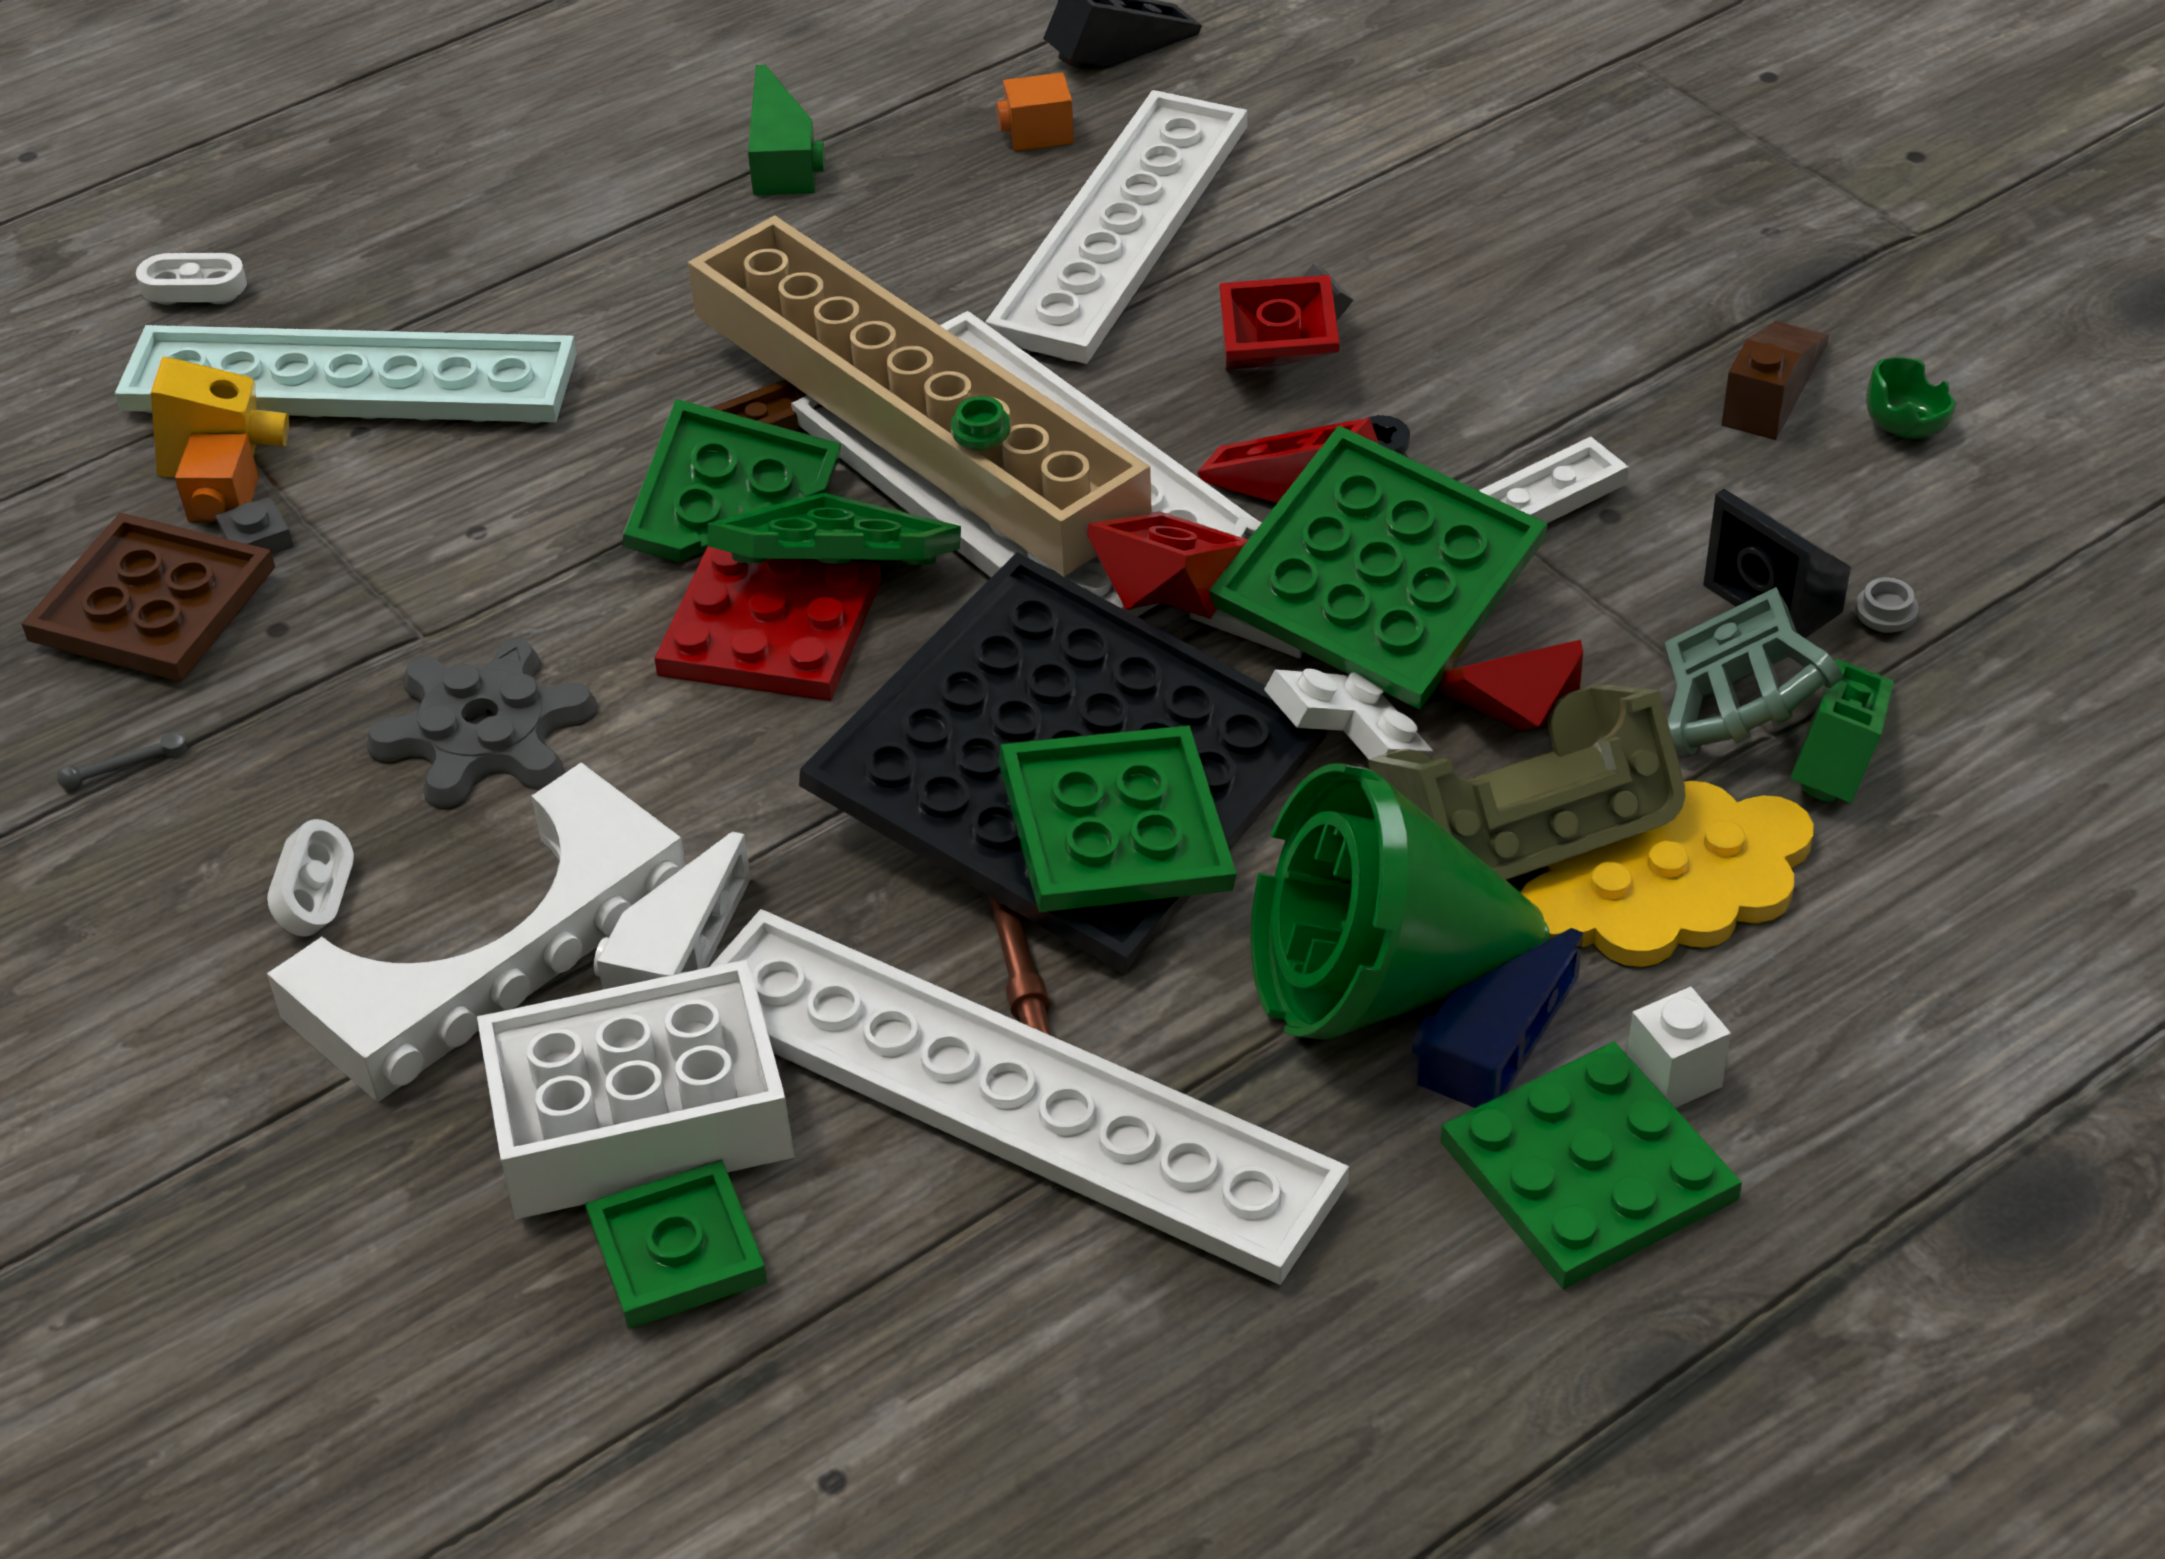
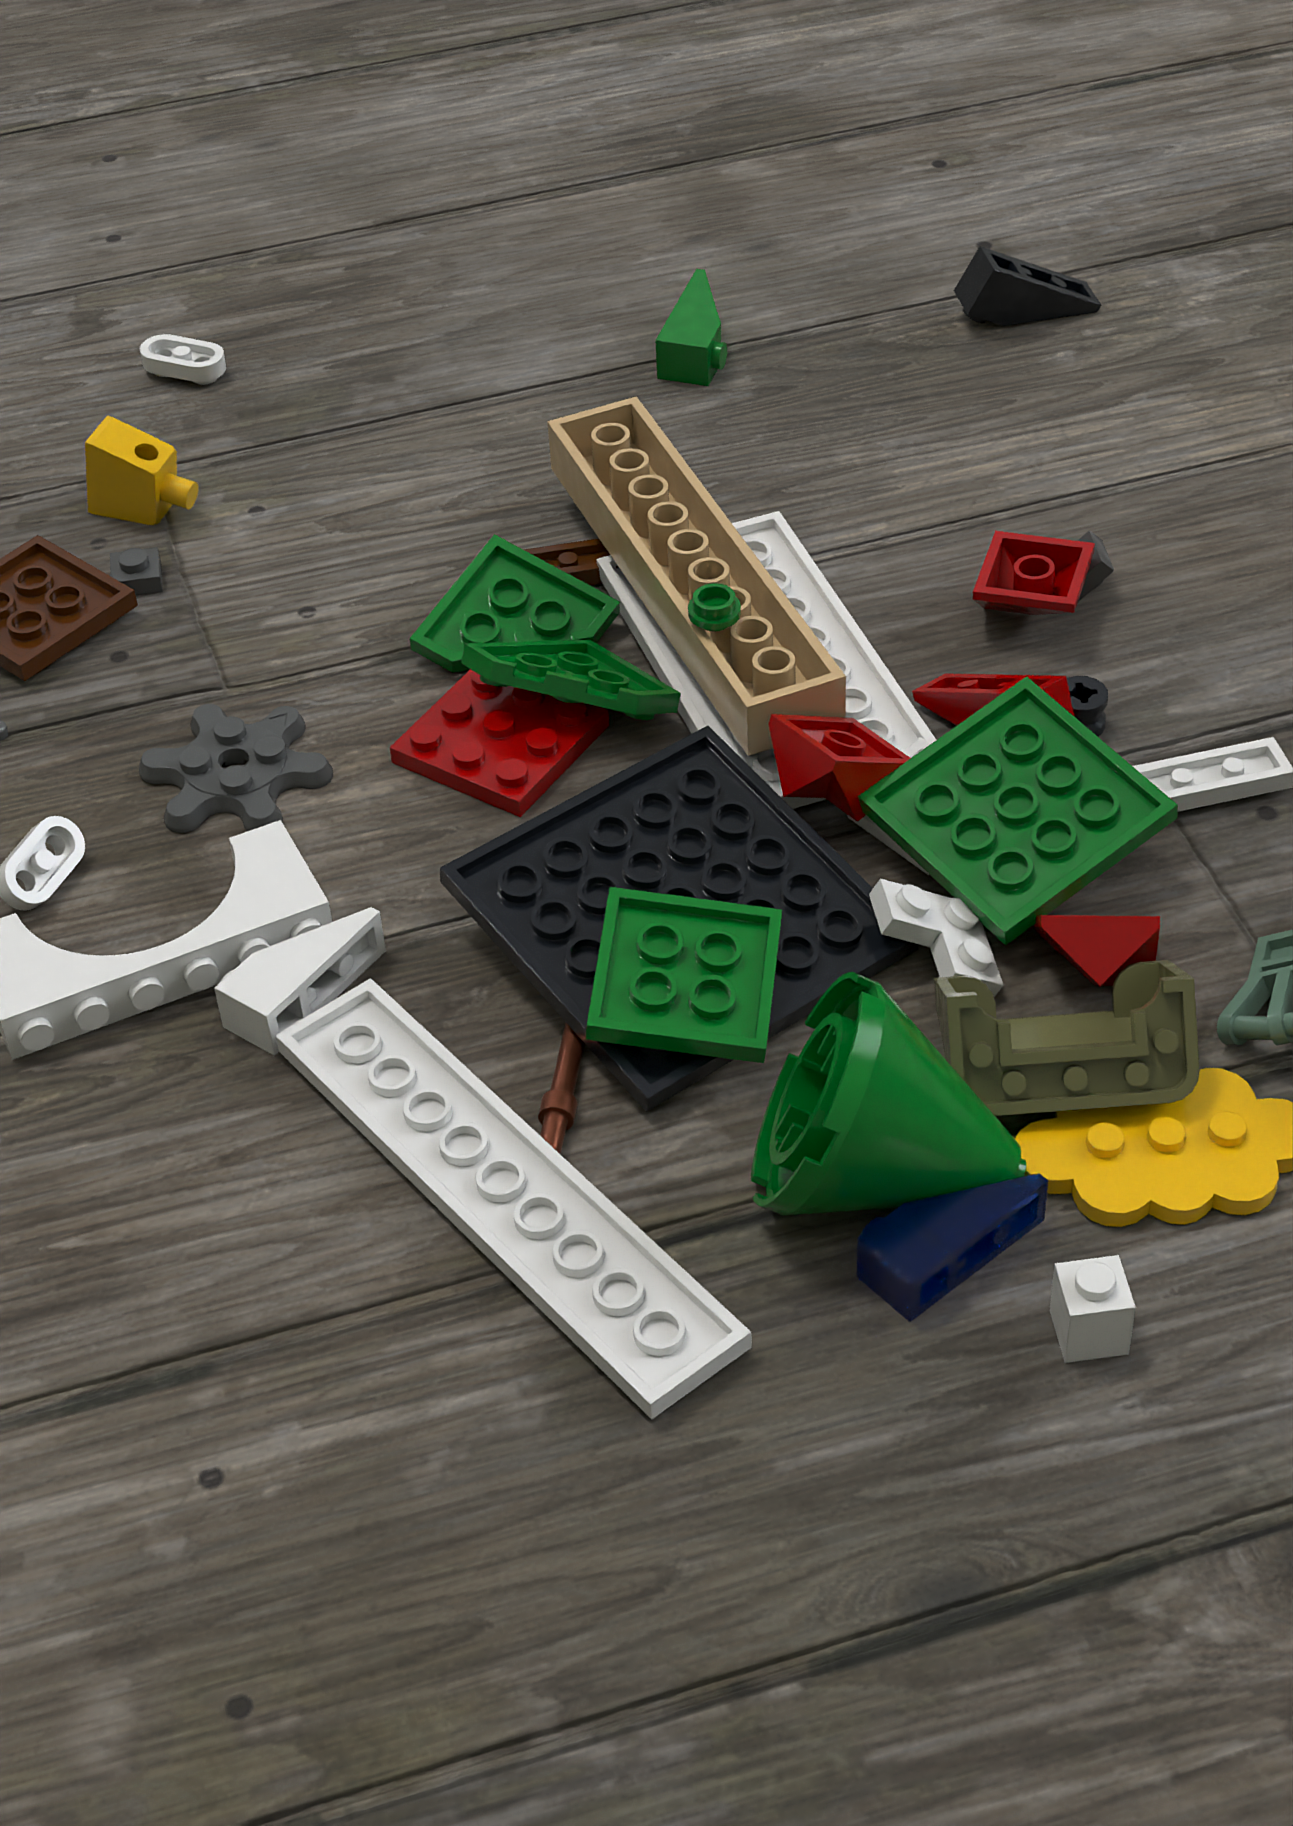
camera: 20 degrees right, 0 degrees up
(215, 475) = (123, 520): orange brick -> none
(369, 371) = (287, 463): light aqua plate -> none
(633, 1087) = (195, 1102): white slope -> none
(675, 1244) = (174, 1241): green plate -> none
(1036, 111) = (918, 352): orange brick -> none
(1117, 226) = (944, 464): white plate -> none
(1589, 1164) = (973, 1390): green plate -> none

